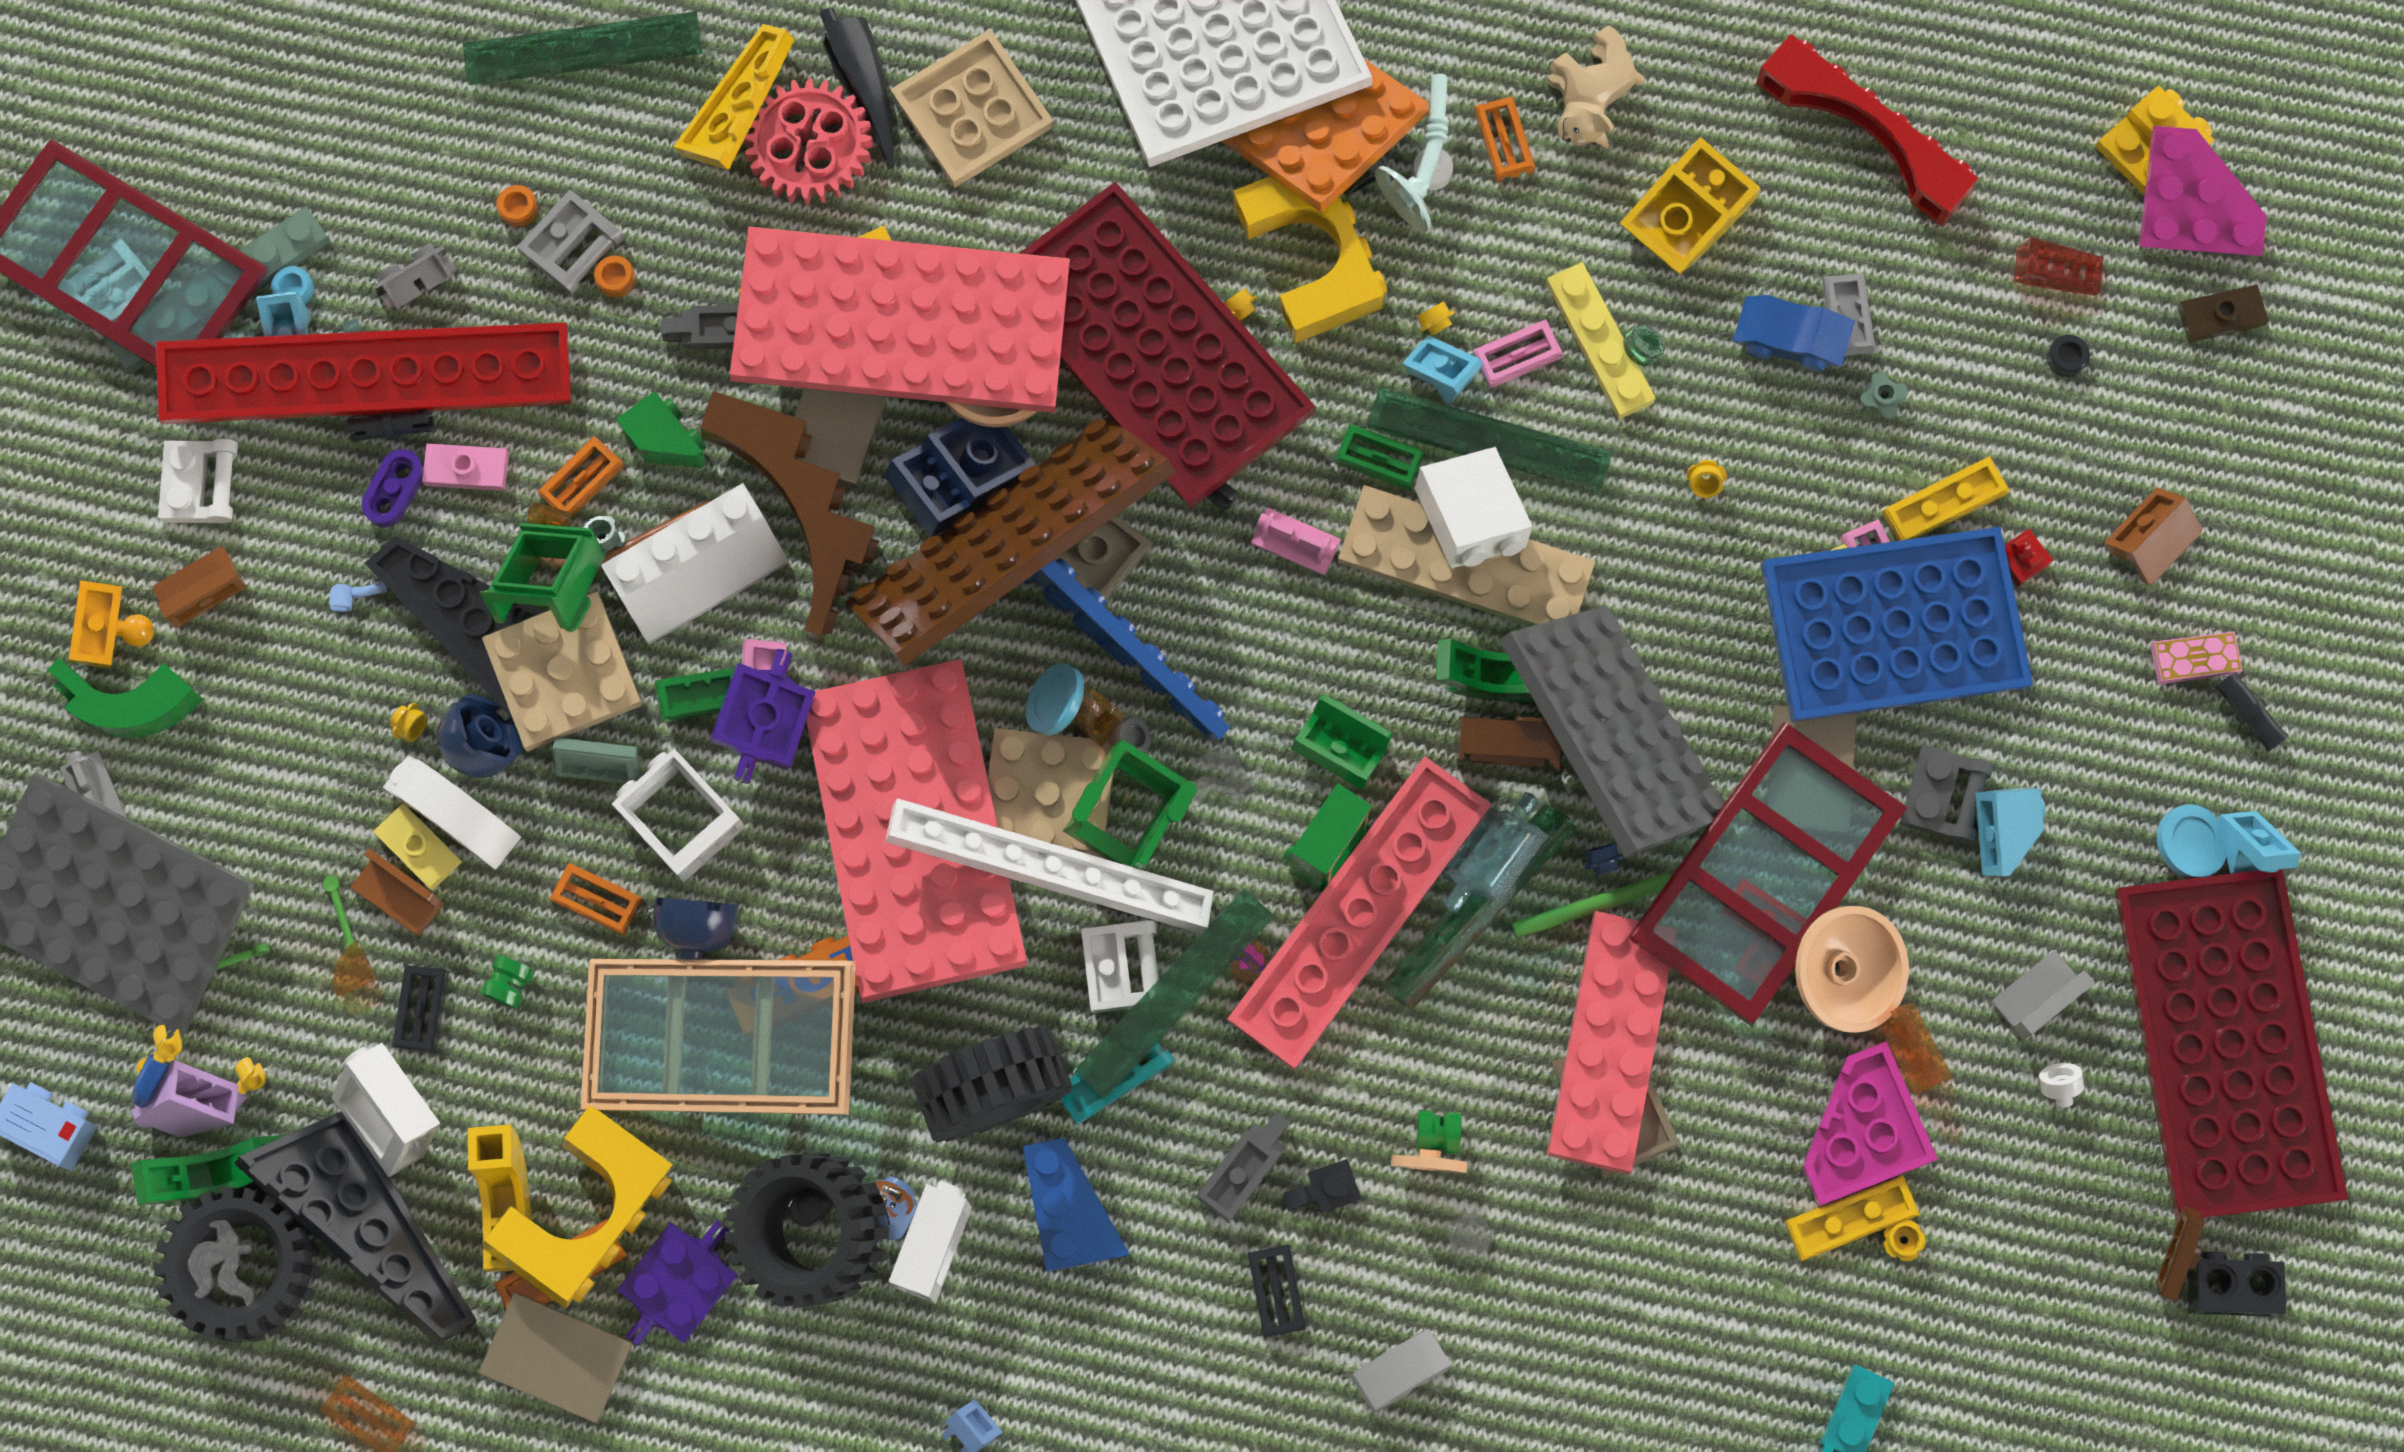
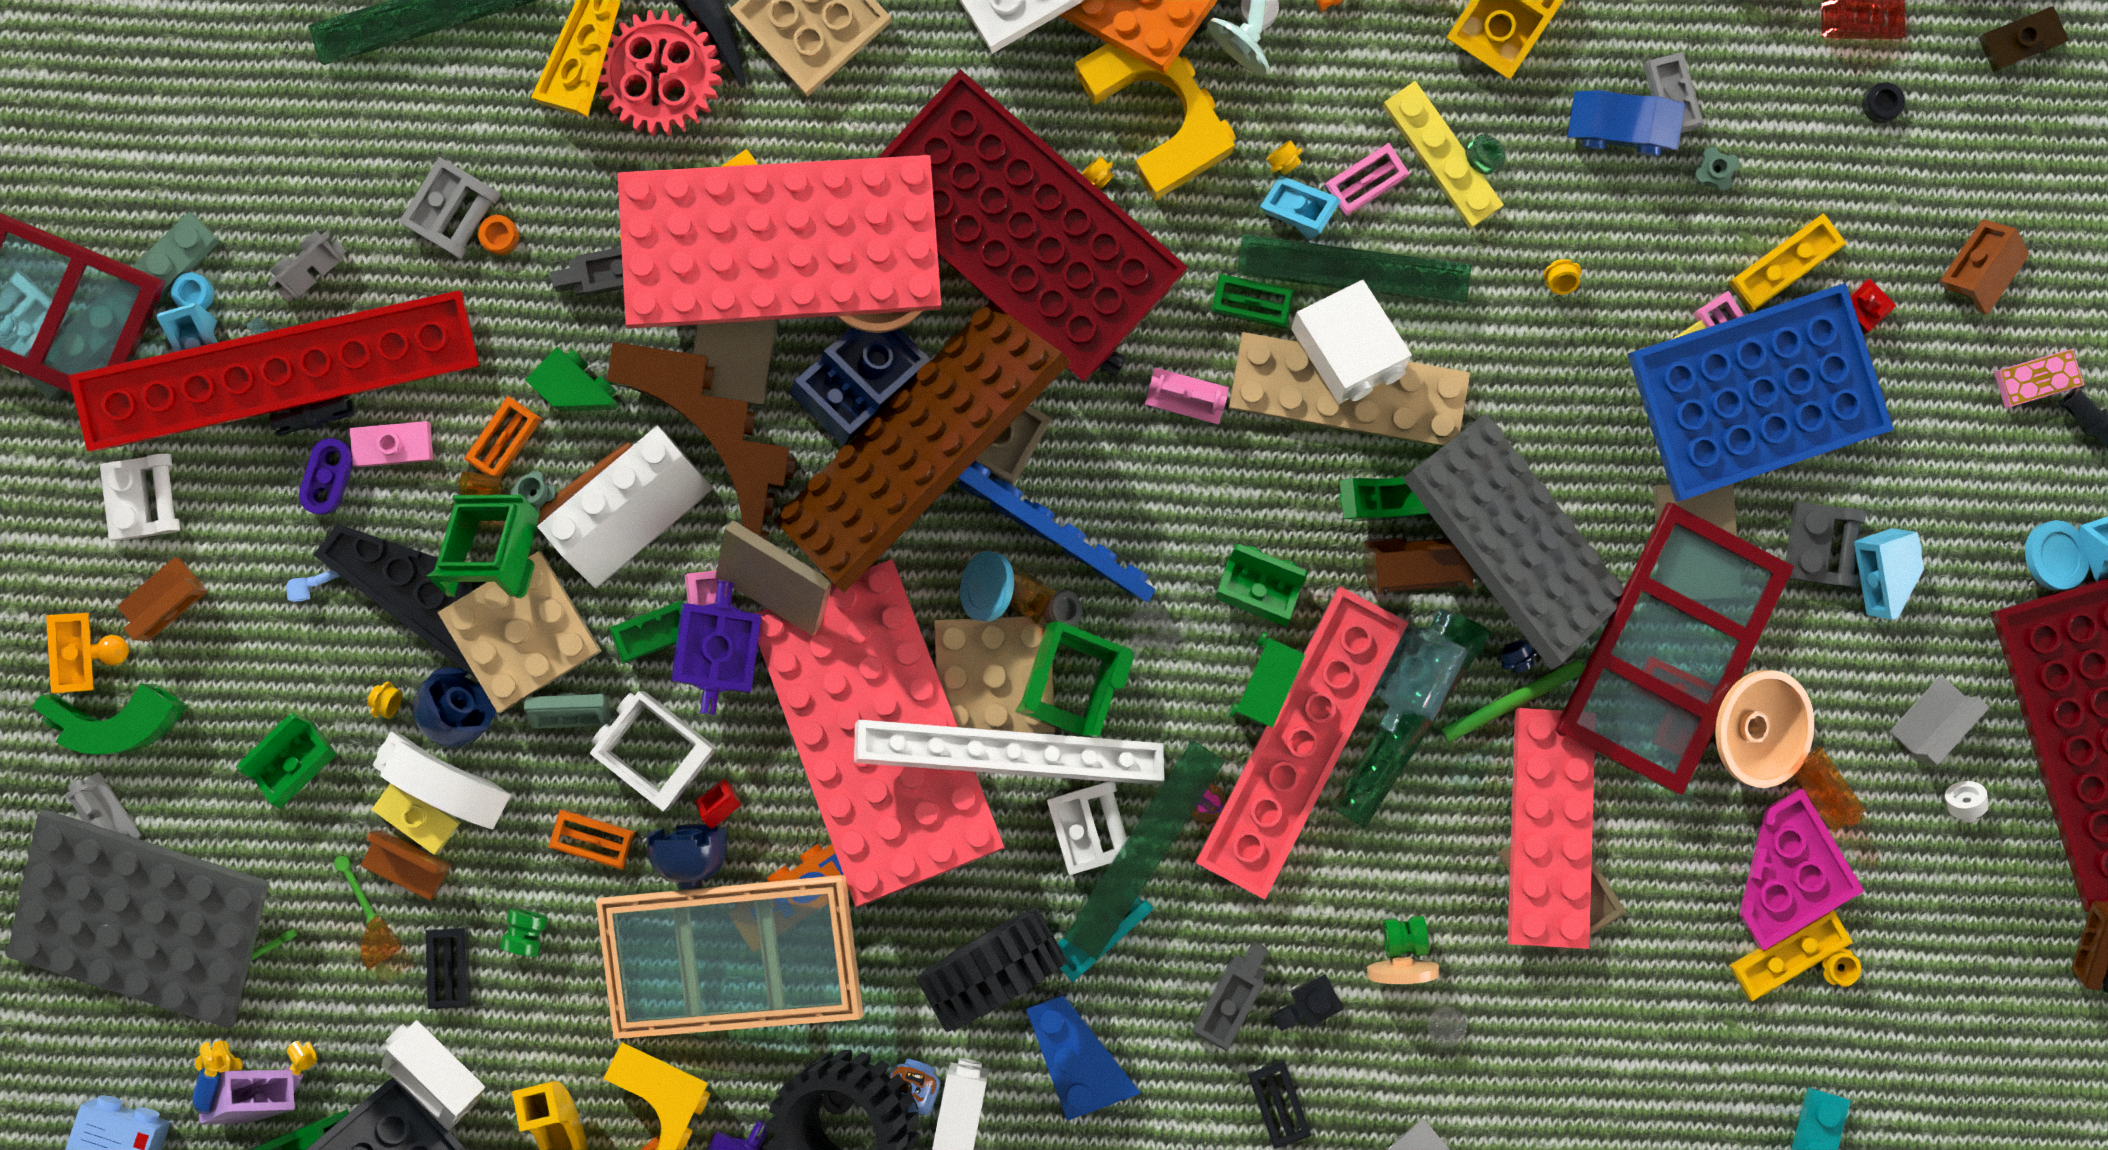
camera: 10 degrees left, 10 degrees up
(296, 765) = (287, 759): none -> green bracket
(517, 206) = (392, 179): orange tile -> none
(735, 879) = (717, 803): none -> red tile
(835, 652) = (773, 578): none -> dark tan tile

